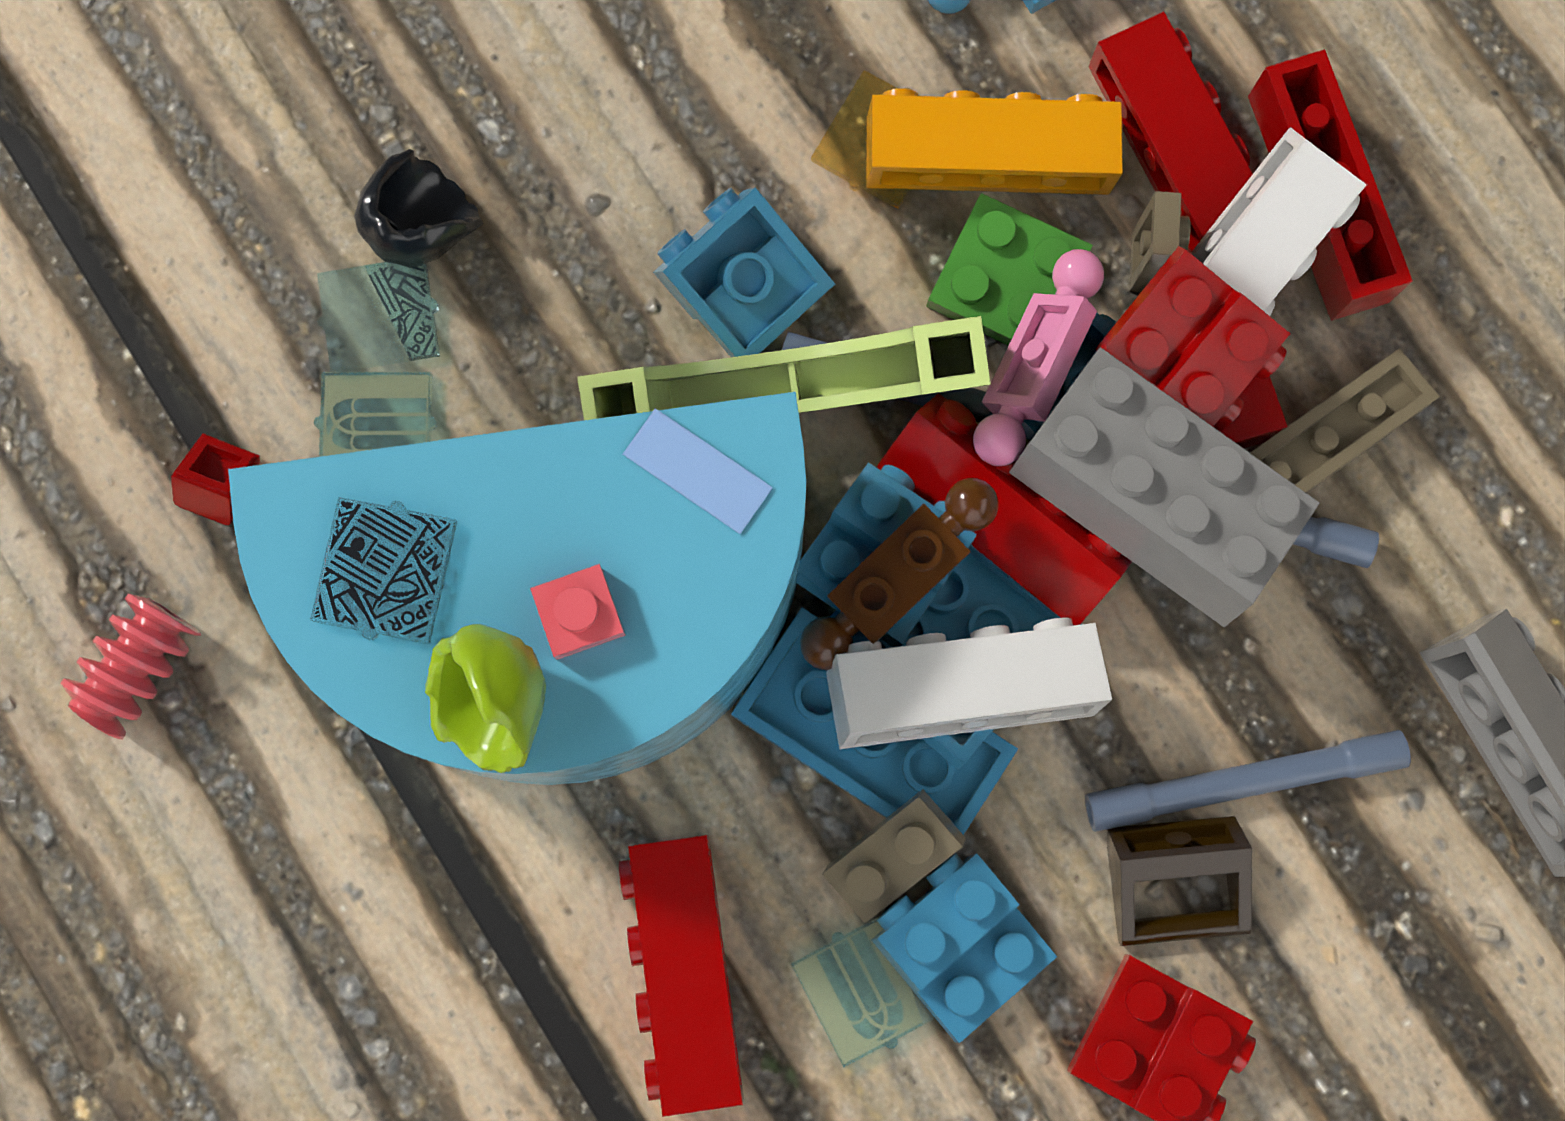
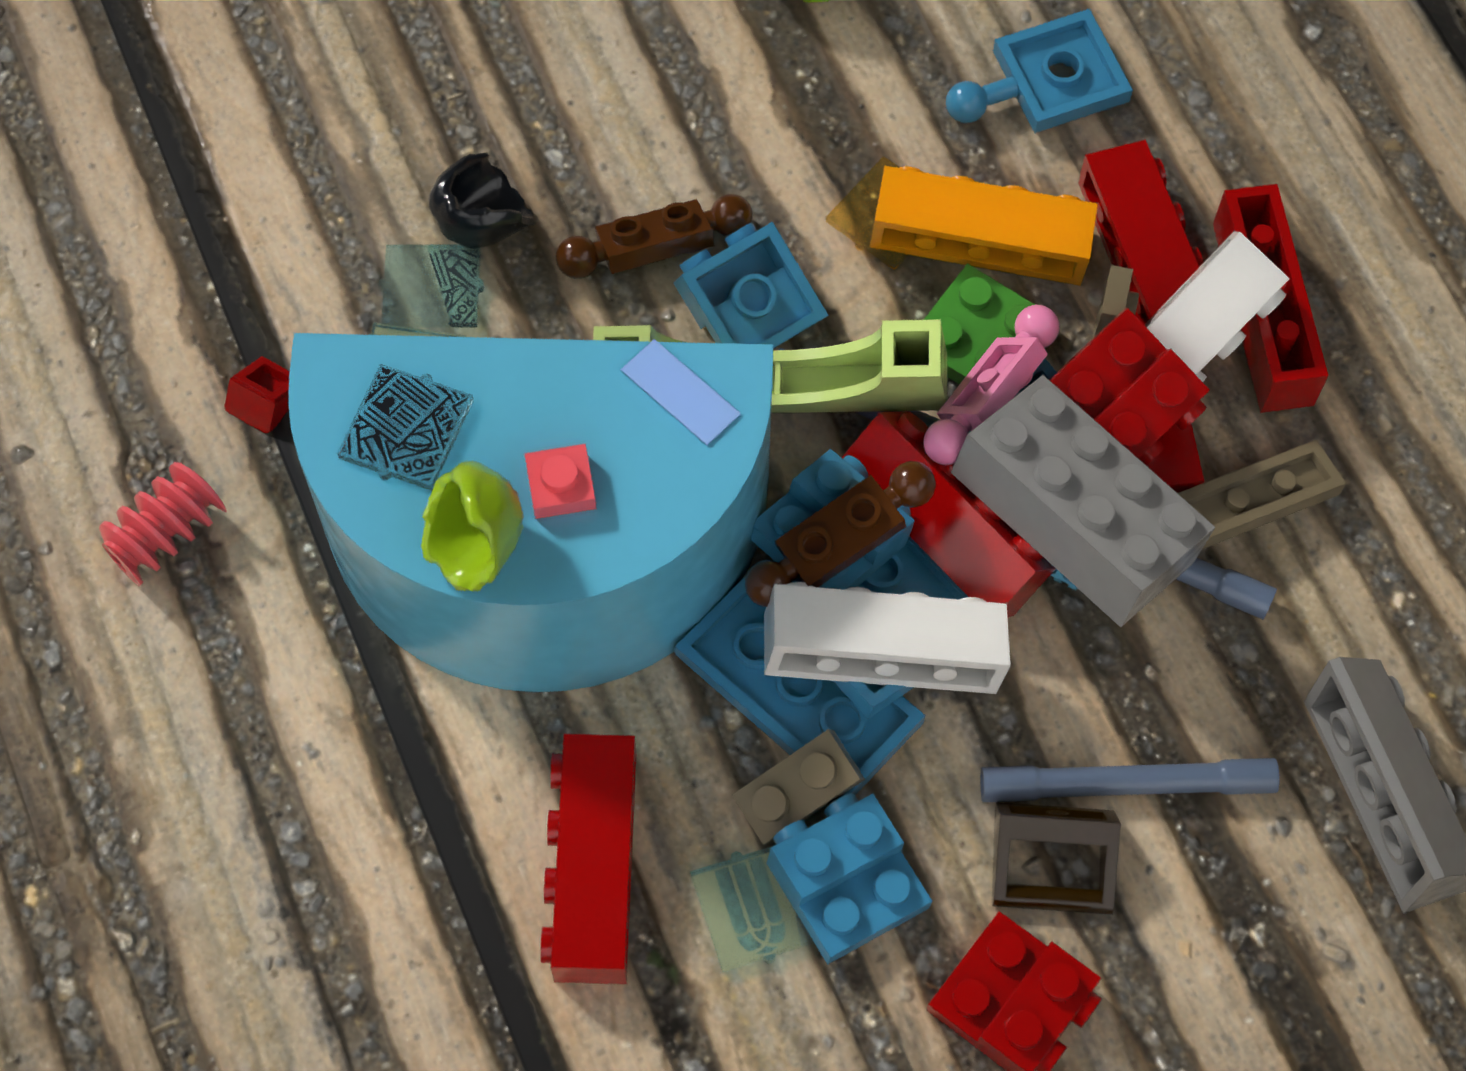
camera: 10 degrees right, 15 degrees down
(621, 216) = (653, 236): none -> reddish brown plate

